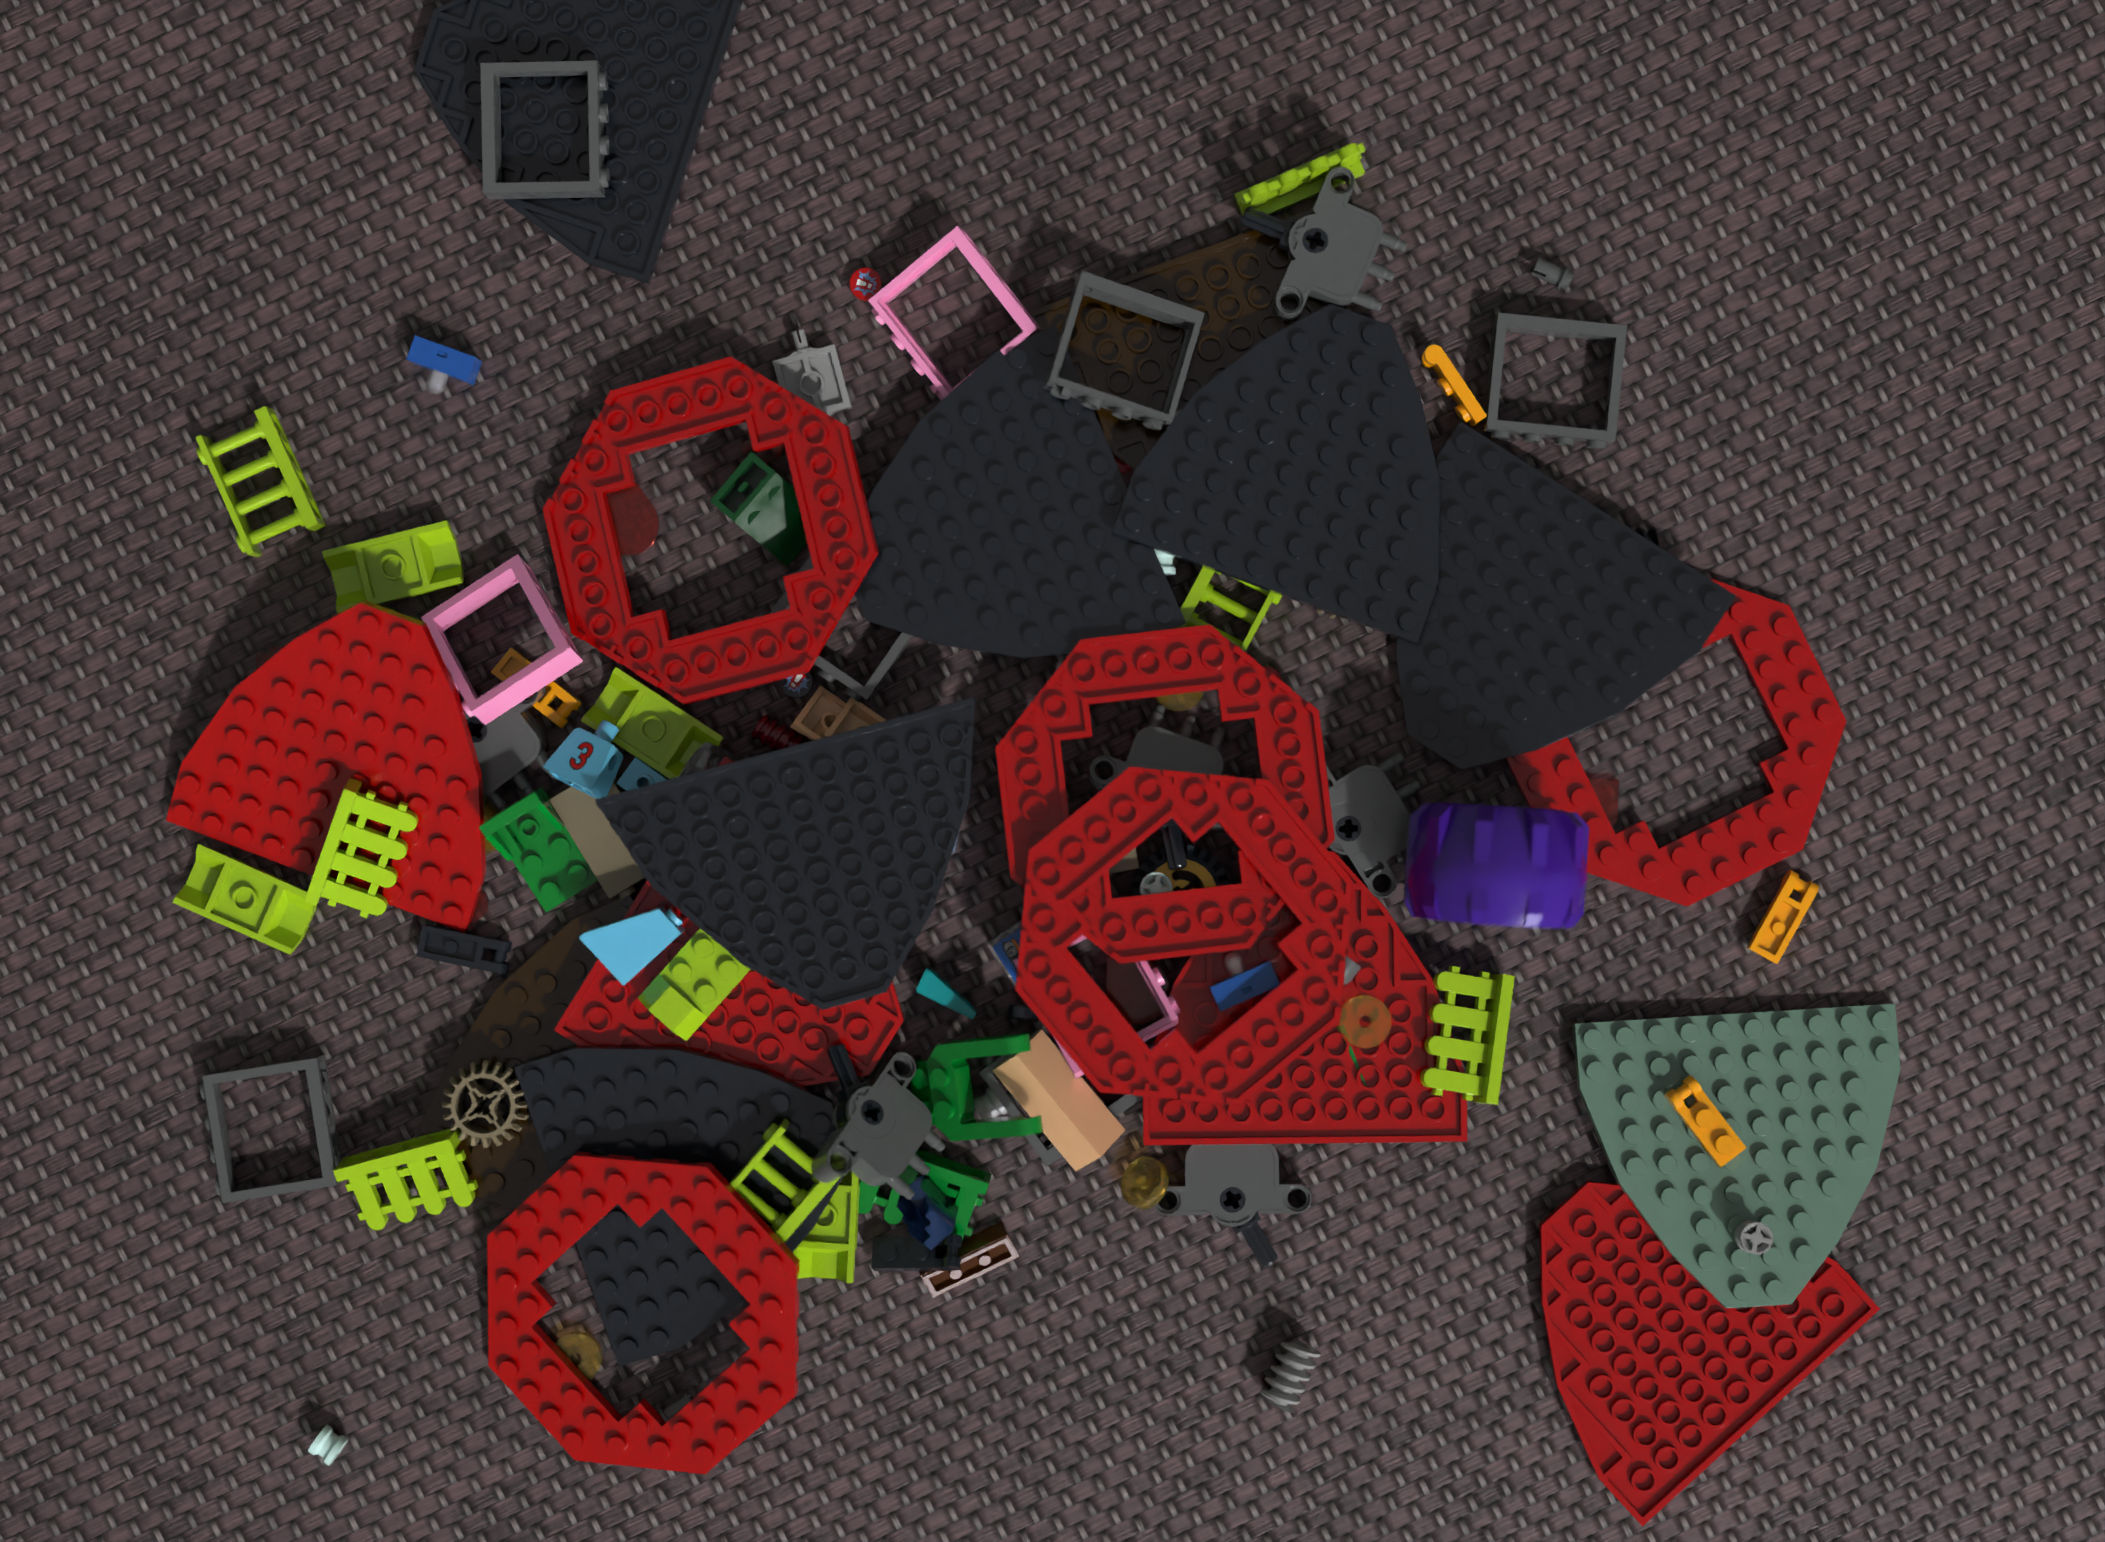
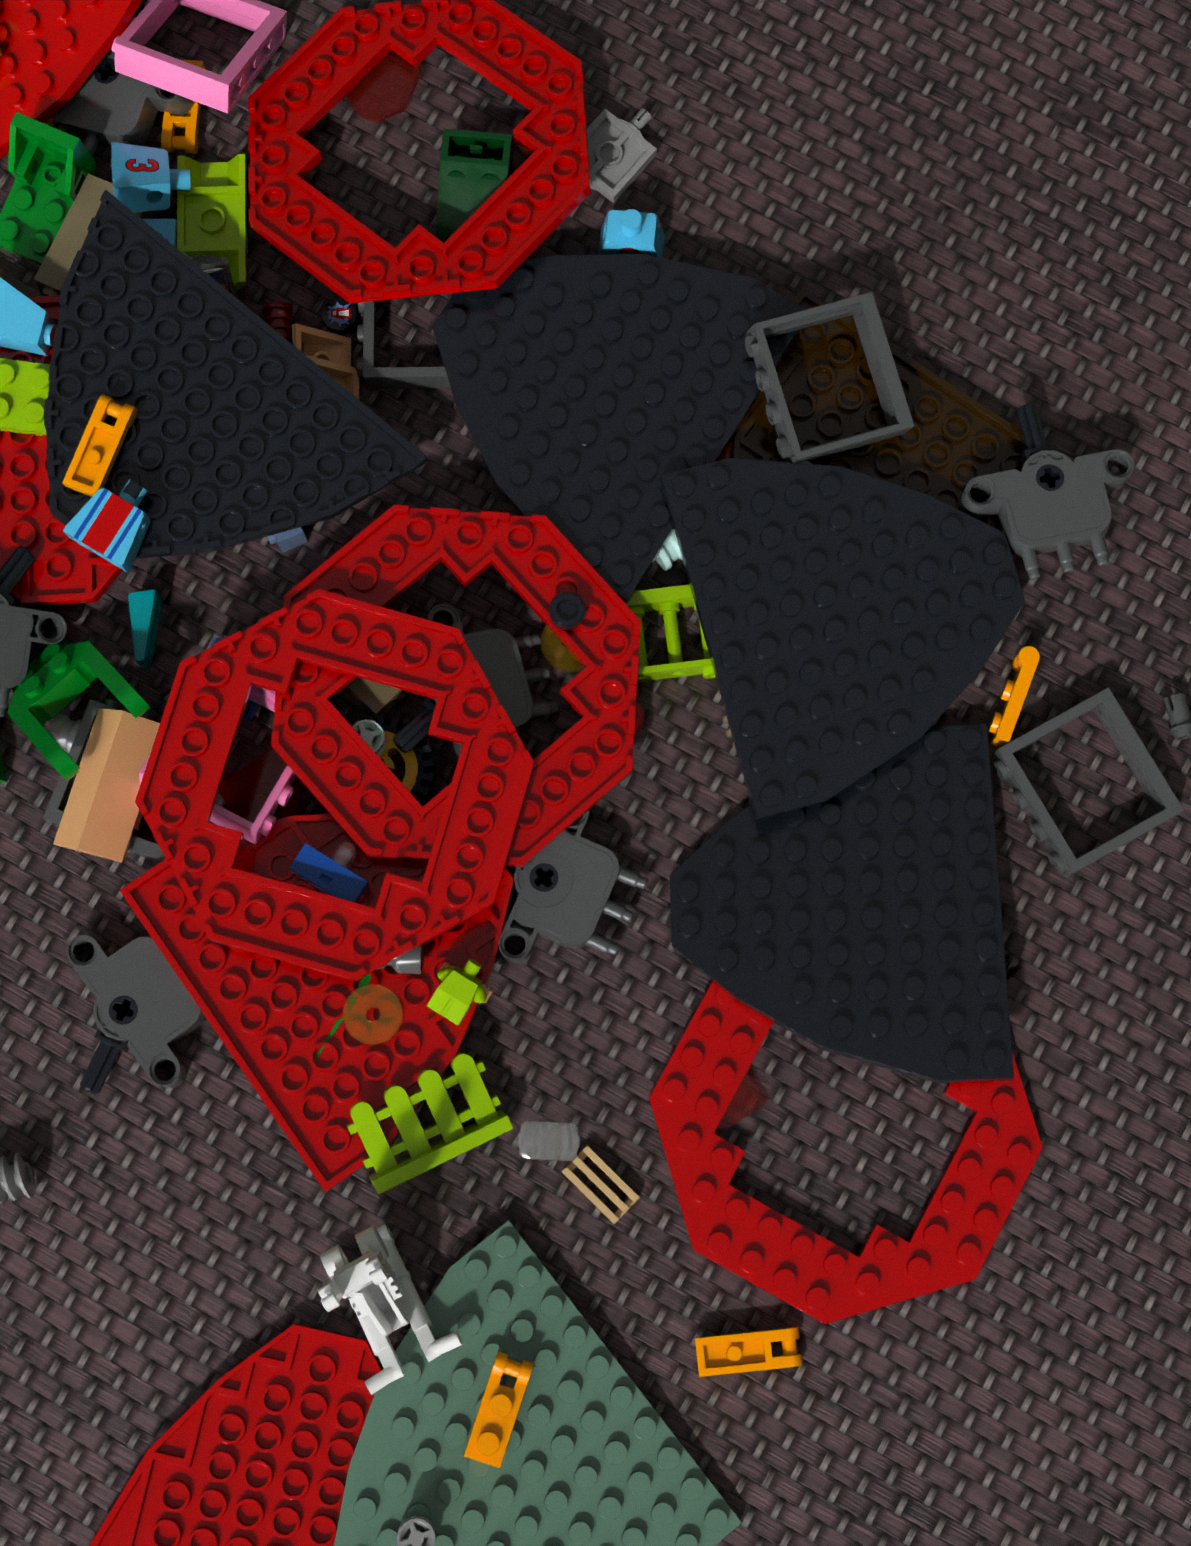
camera: 55 degrees right, 10 degrees down
(801, 940) = (99, 446): none -> light orange plate
(865, 283) = (728, 144): tile -> none
(870, 970) = (112, 525): none -> torso
(896, 418) = (631, 233): none -> medium azure torso
(903, 337) = (768, 170): bright pink window -> none
(1144, 1182) = (87, 920): clear yellow piece -> none
(1167, 675) = (567, 611): none -> black tile
(1300, 182) = (1081, 432): lime fence -> none
(1393, 949) = (458, 991): none -> lime piece
(1496, 865) = (603, 1023): dark purple wheel -> none
(1540, 956) = (548, 1141): none -> clear gear
(1574, 1152) = (382, 1299): none -> white piece
(1620, 935) = (578, 1162): none -> tan tile

